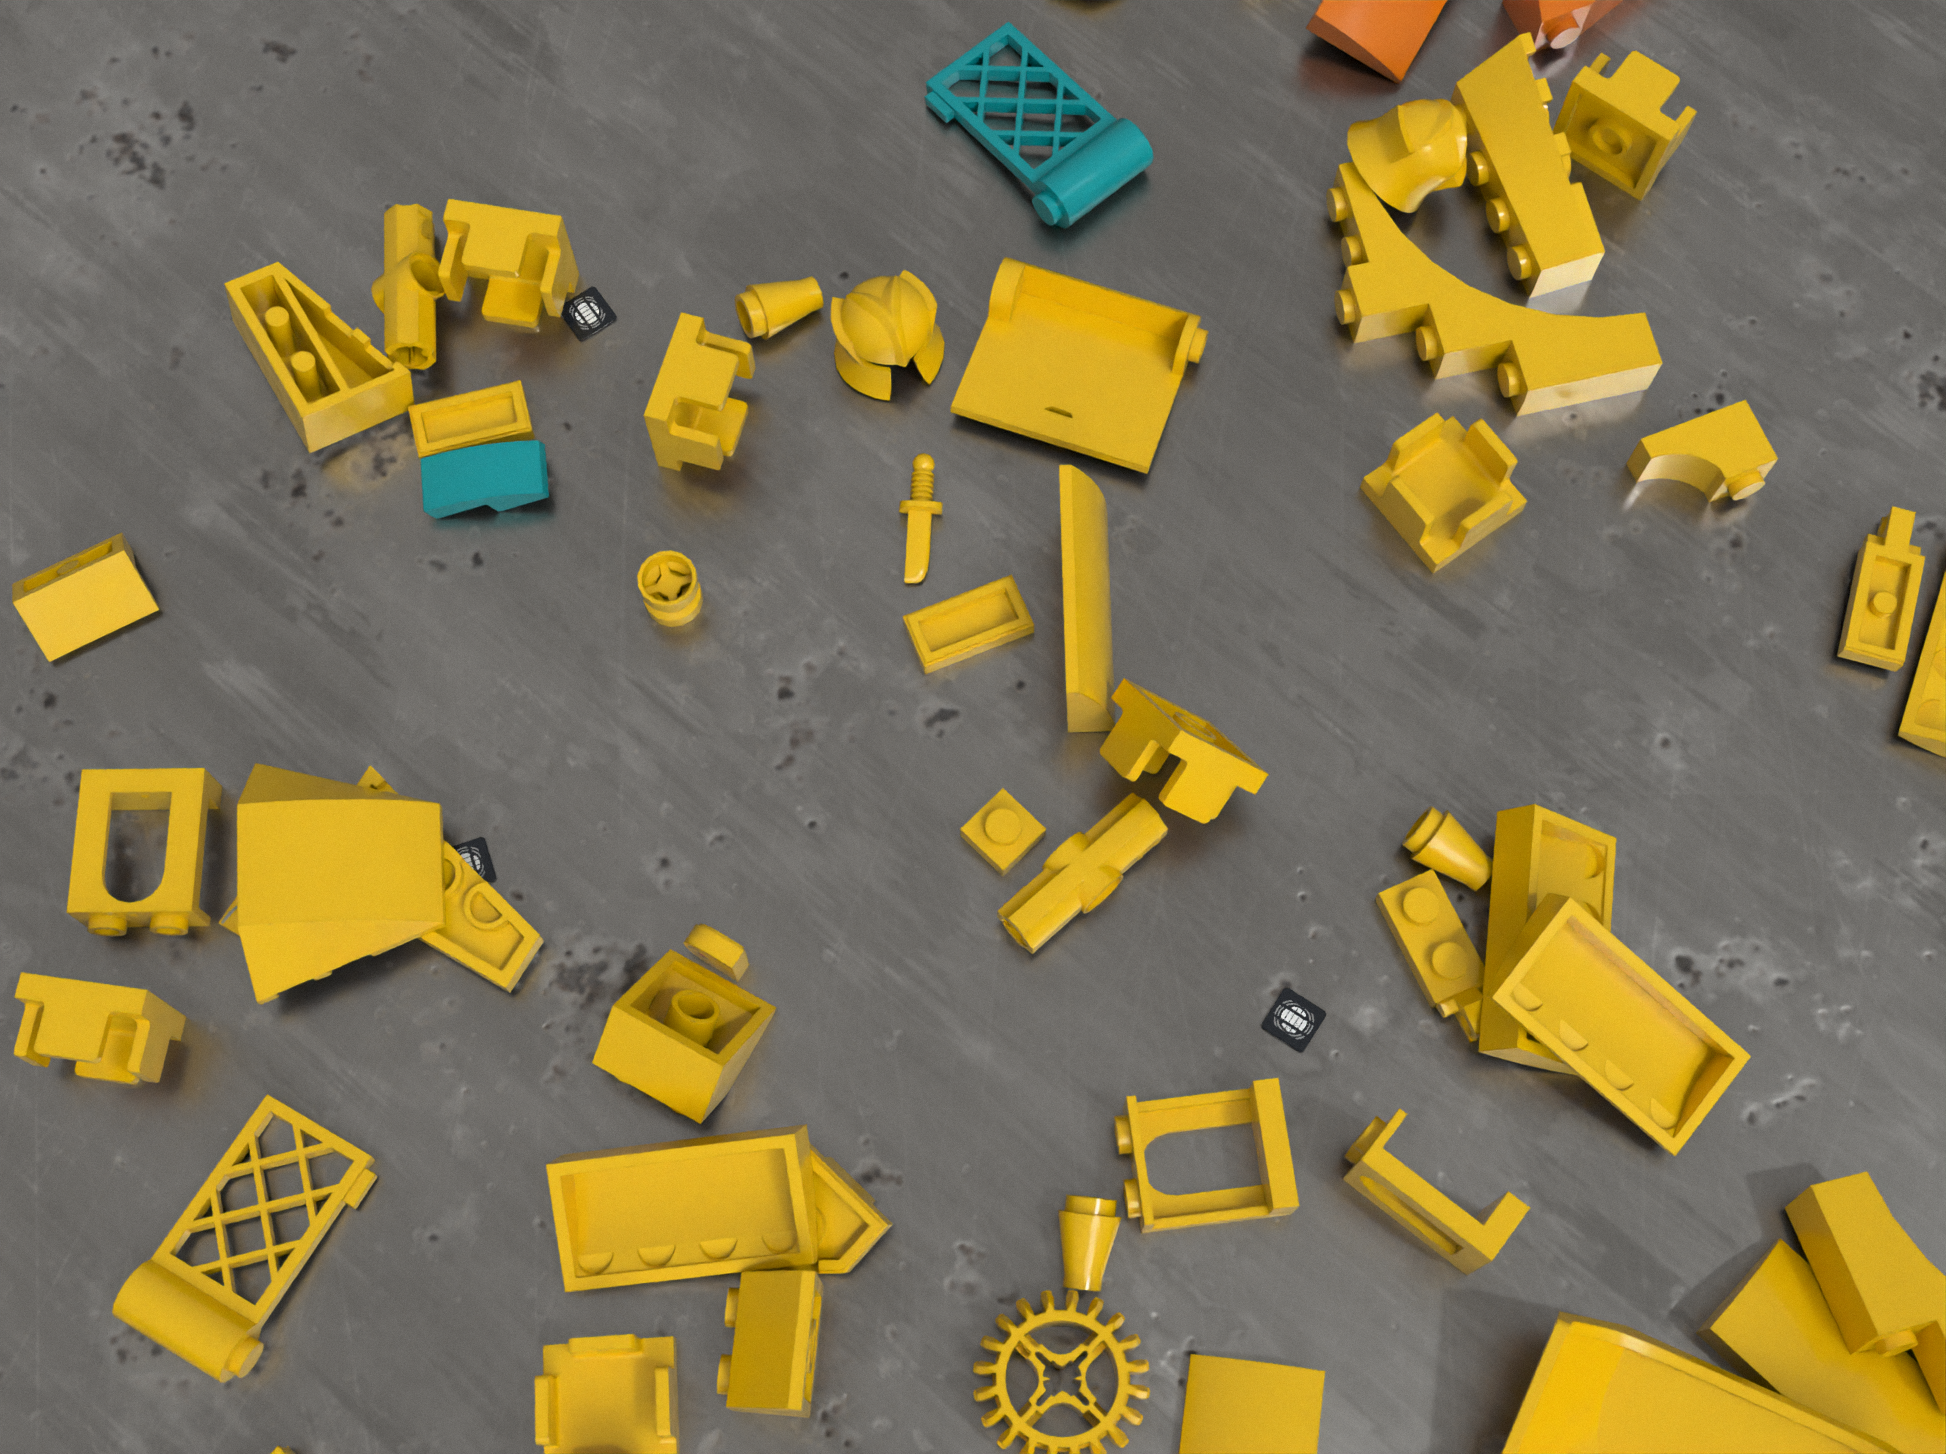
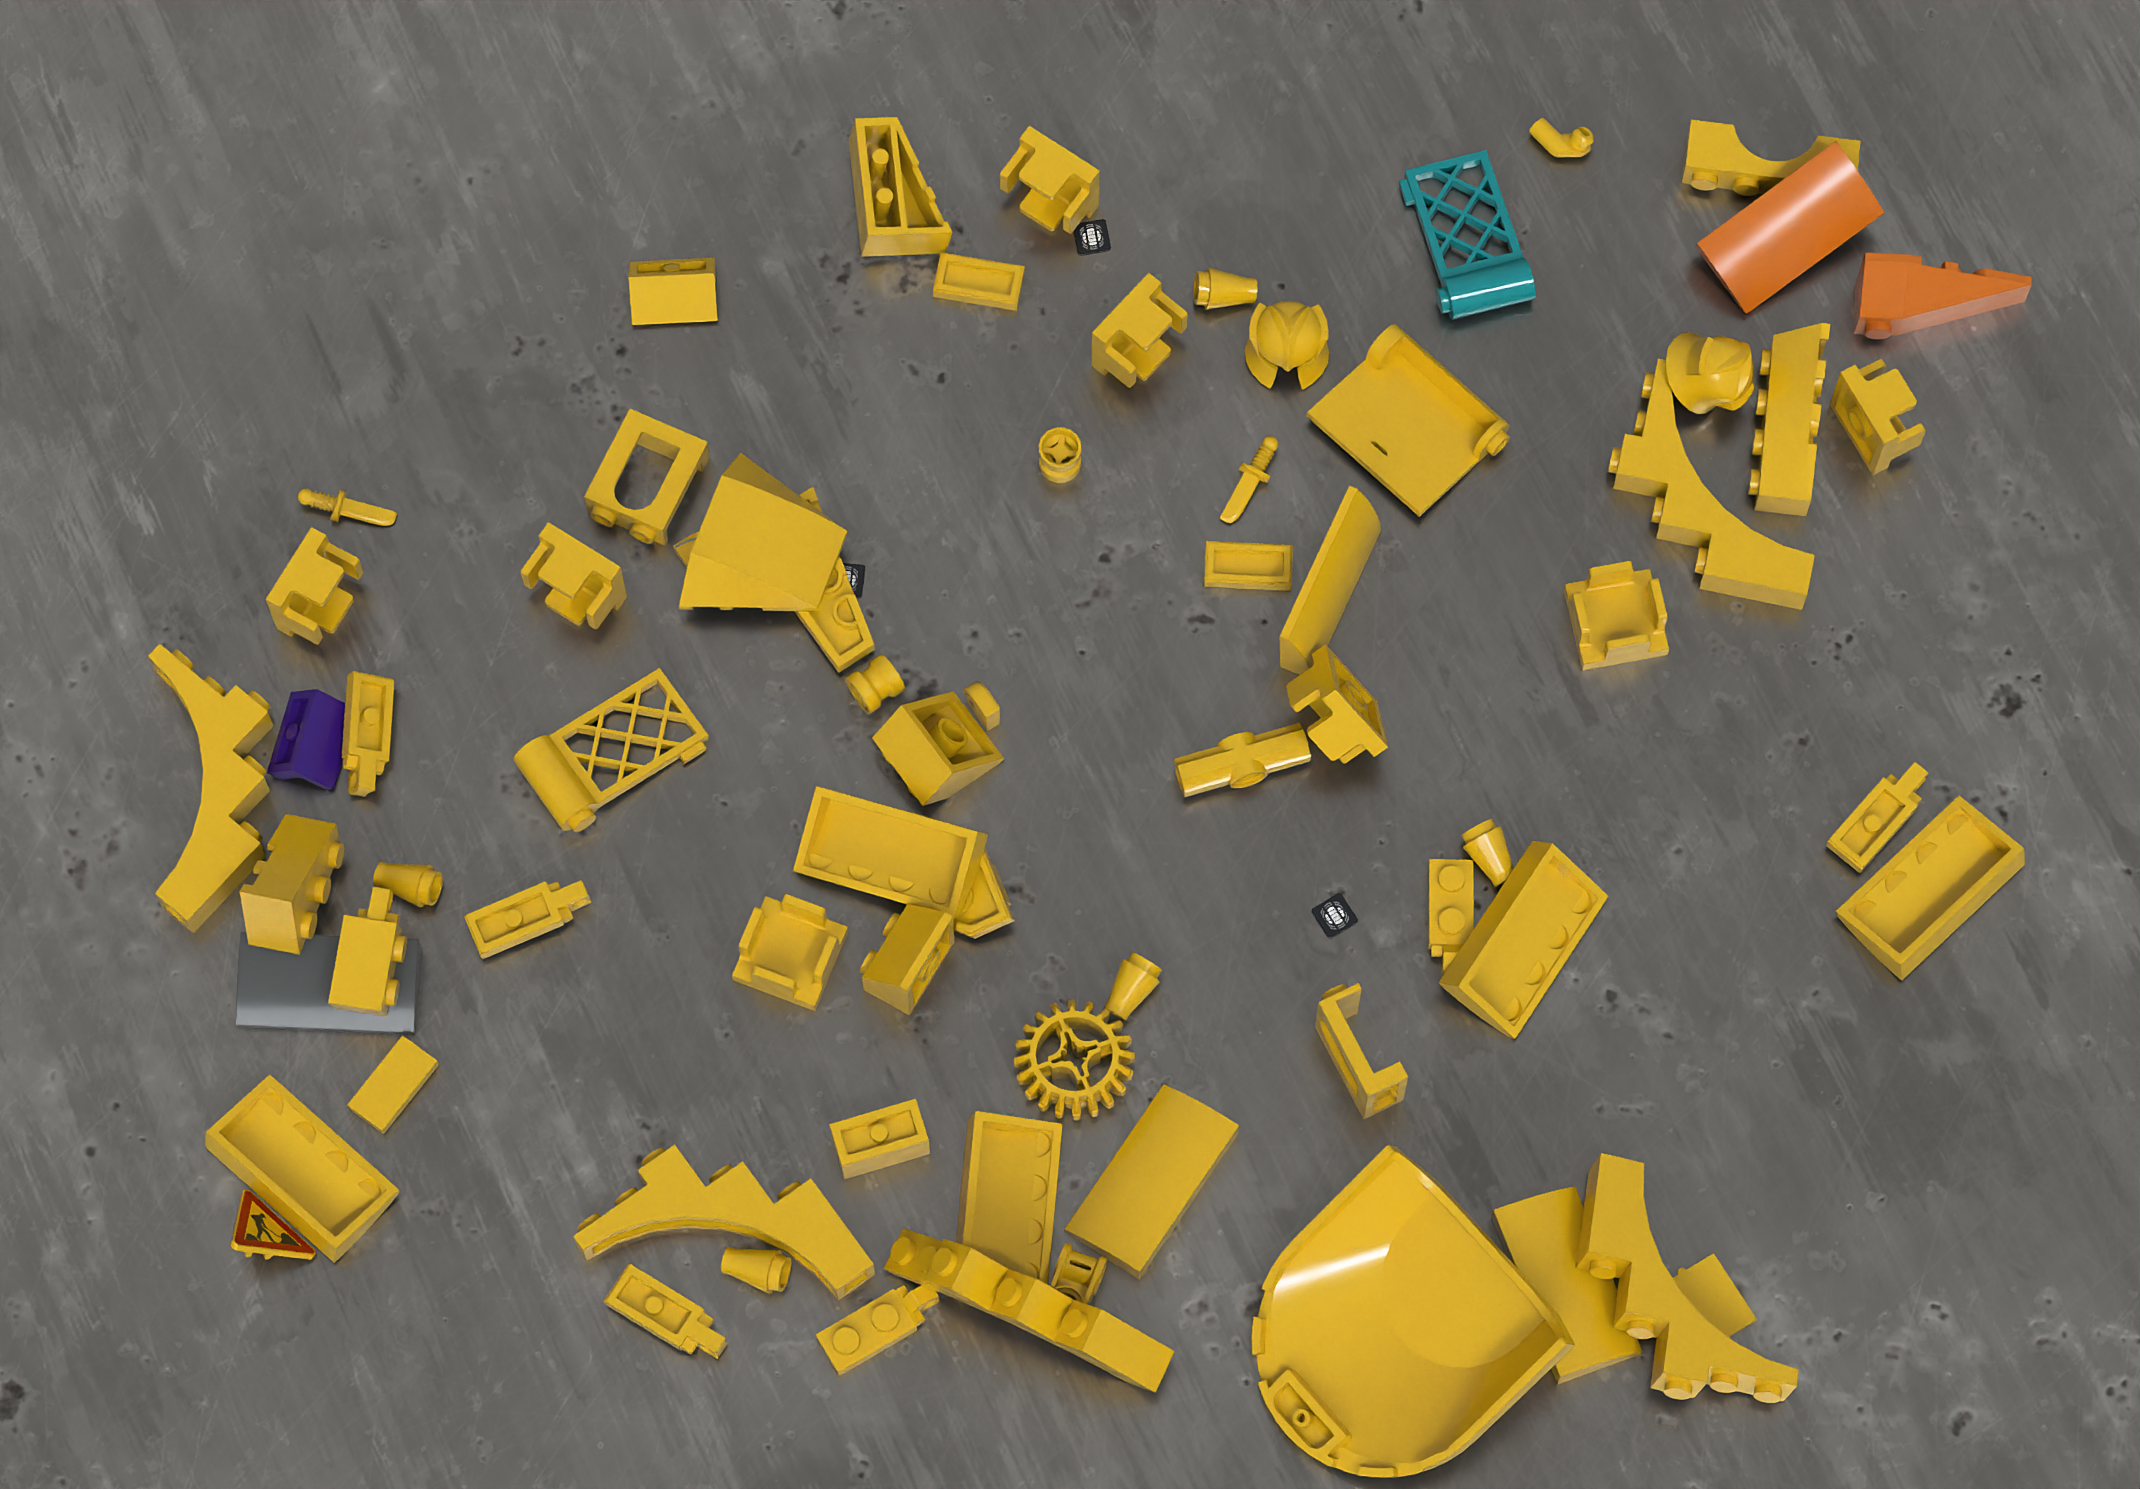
camera: 25 degrees right, 0 degrees up
(409, 286) = (978, 168): yellow piece -> none
(488, 474) = (970, 322): teal slope -> none
(564, 987) = (875, 684): none -> yellow wheel
(1003, 832) = (1204, 712): yellow plate -> none
(1257, 1105) = (1204, 934): yellow panel -> none
(1615, 1022) = (1531, 1002): yellow slope -> none
(1714, 452) = (1813, 669): yellow arch -> none

